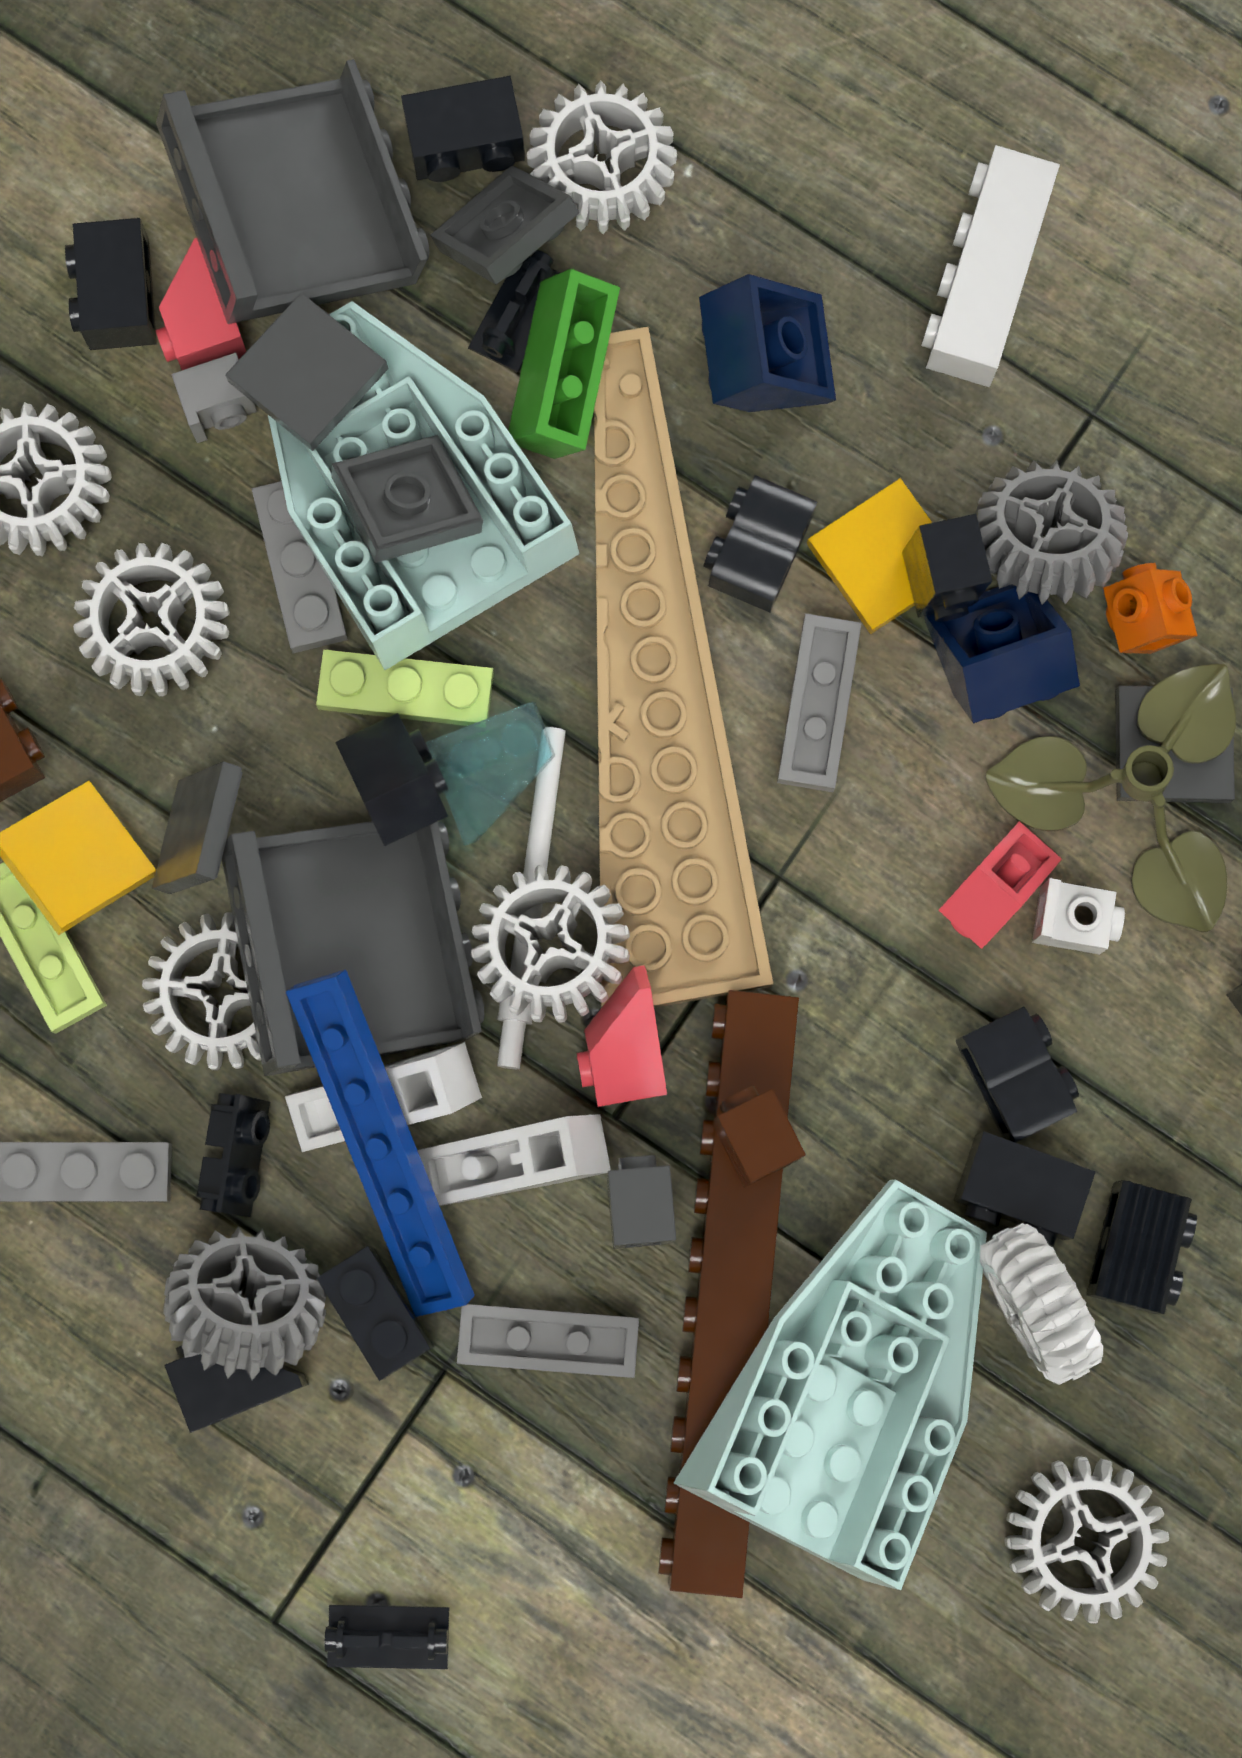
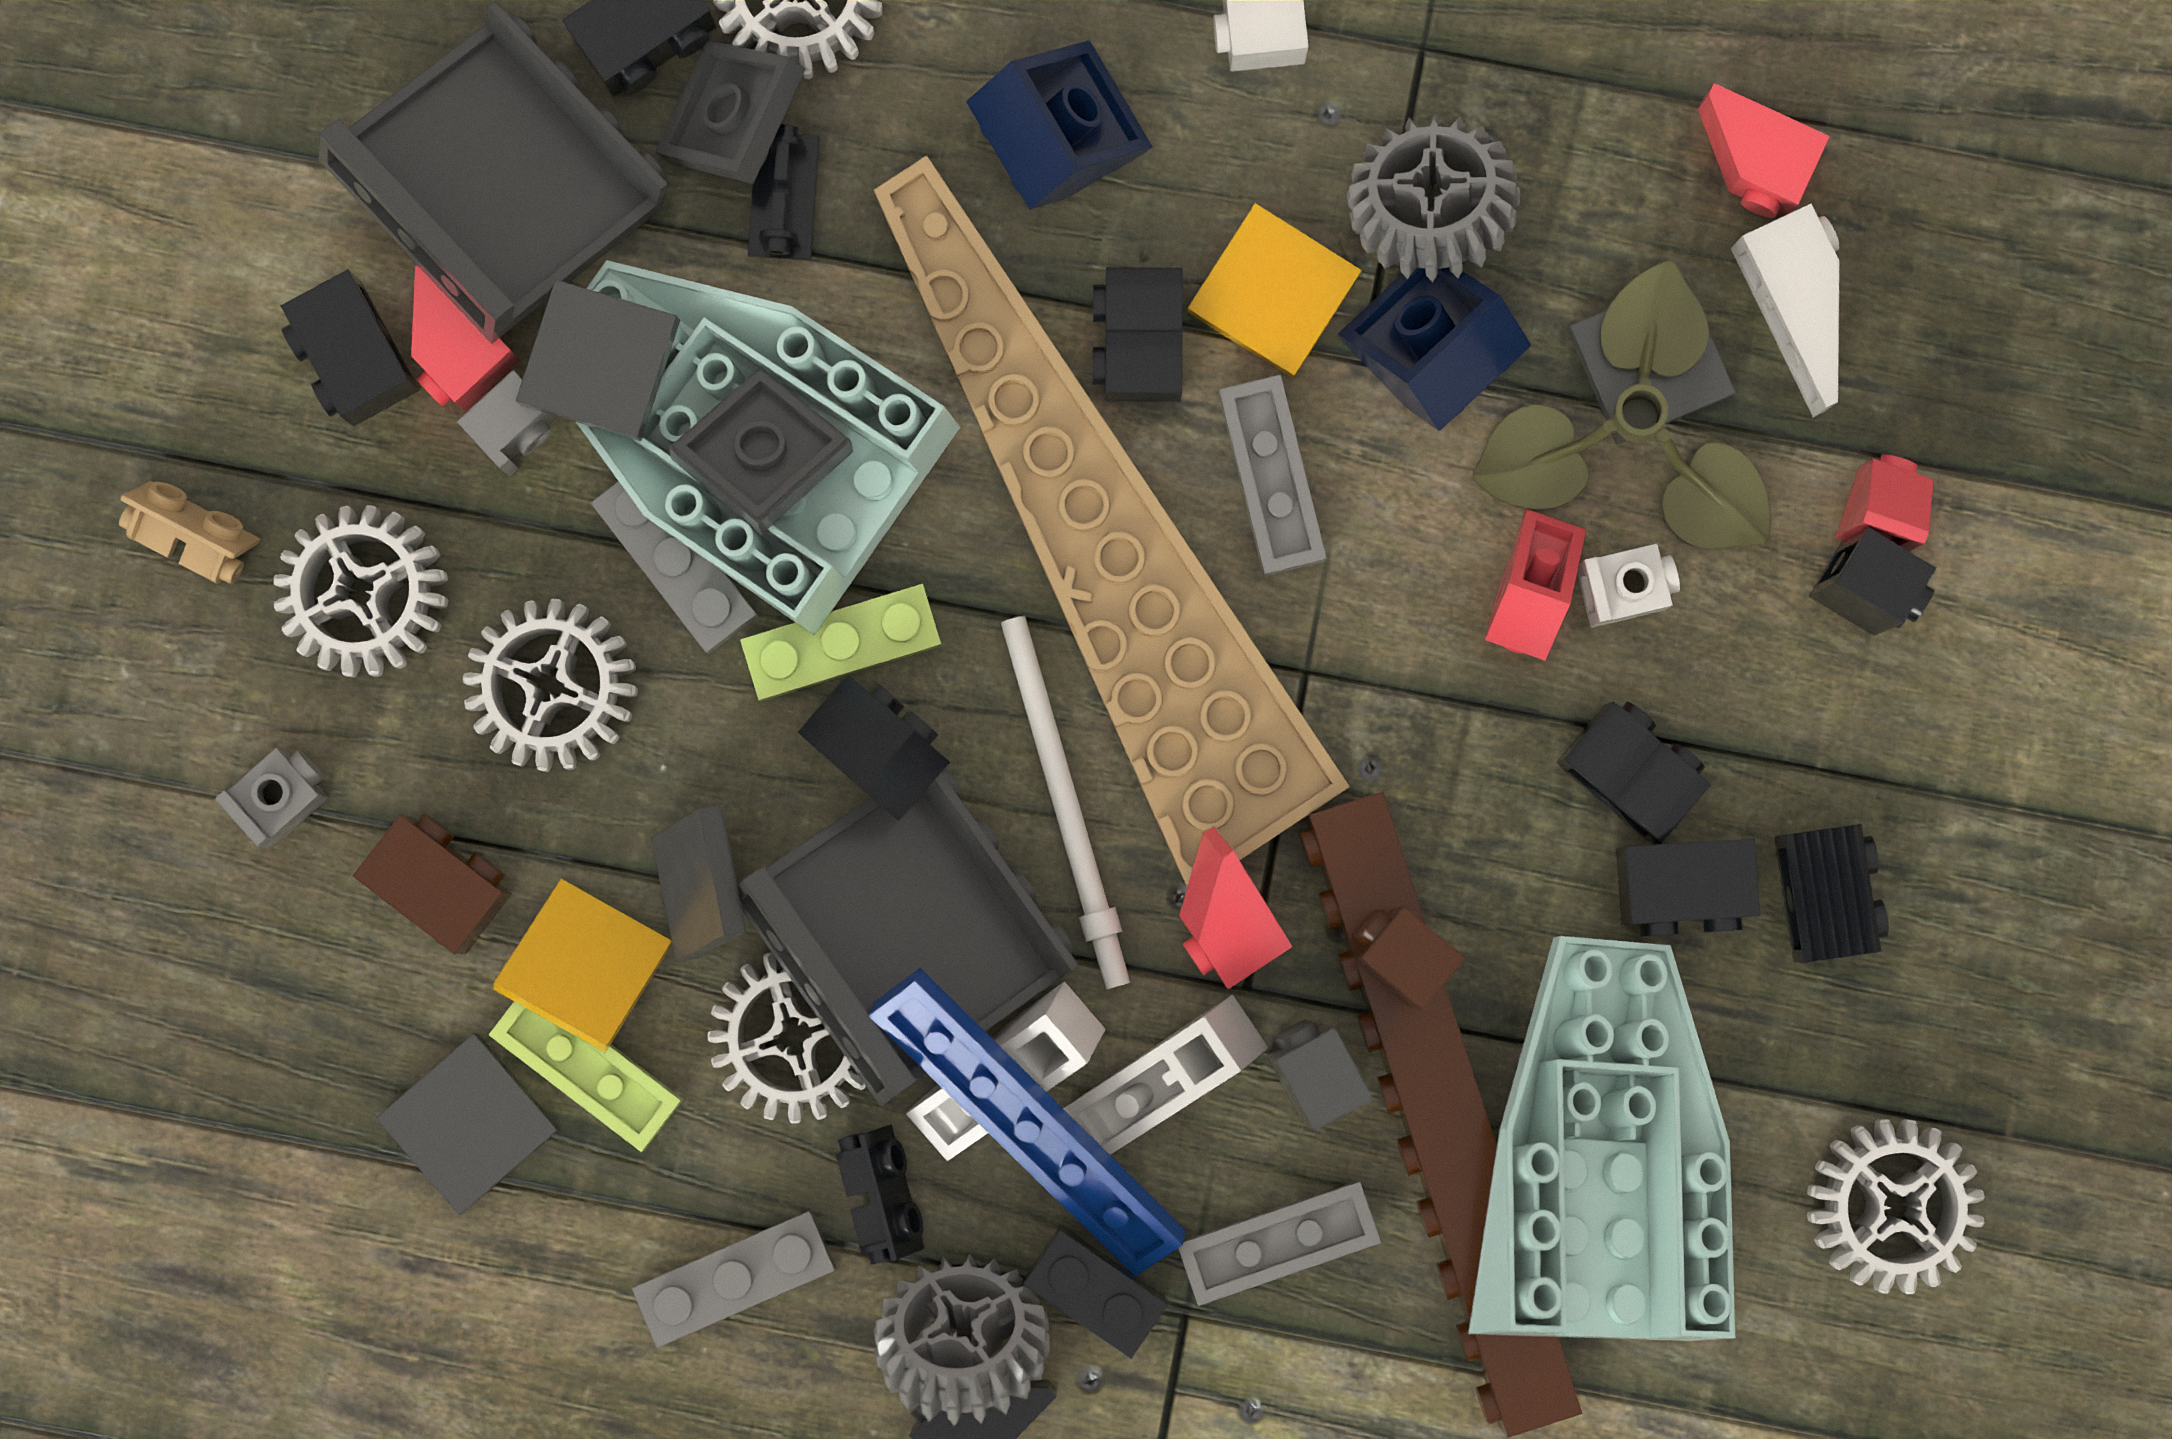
camera: 20 degrees left, 5 degrees up
(491, 766) = (965, 686): clear light blue wing -> none
(560, 920) = (1108, 876): white gear -> none
(563, 364) = (857, 235): bright green brick -> none
(947, 567) = (1348, 285): black brick -> none
(1041, 1303) = (1756, 996): white gear -> none
(1149, 609) = (1569, 233): orange brick -> none

